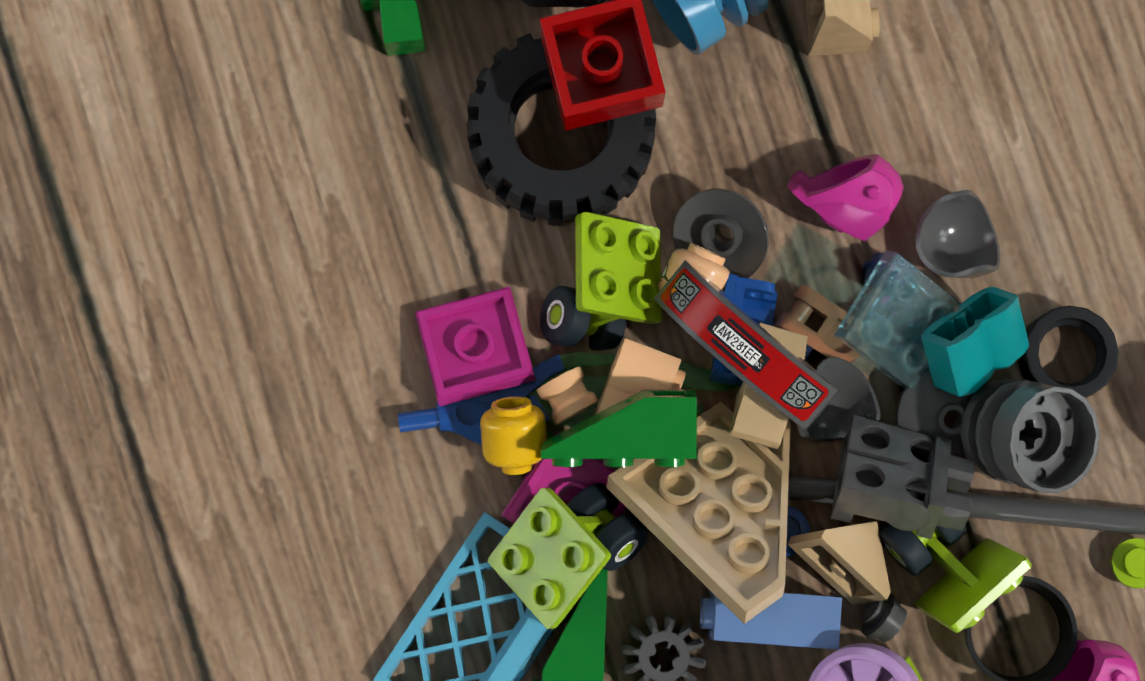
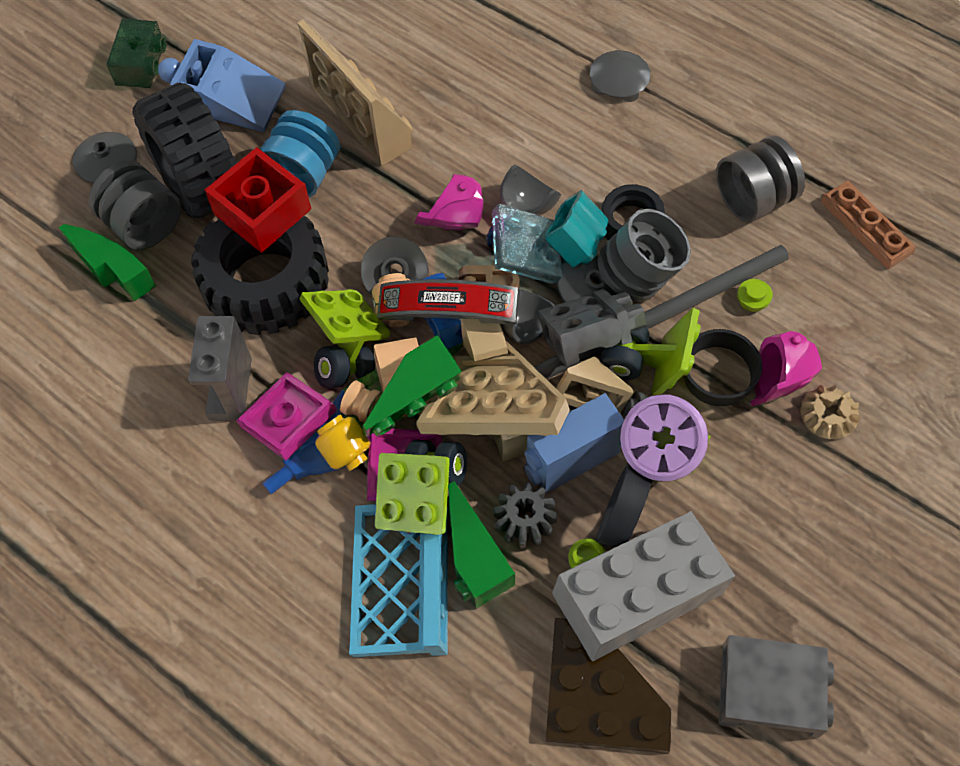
camera: 30 degrees left, 20 degrees down
(431, 246) = (224, 363): none -> flat silver panel

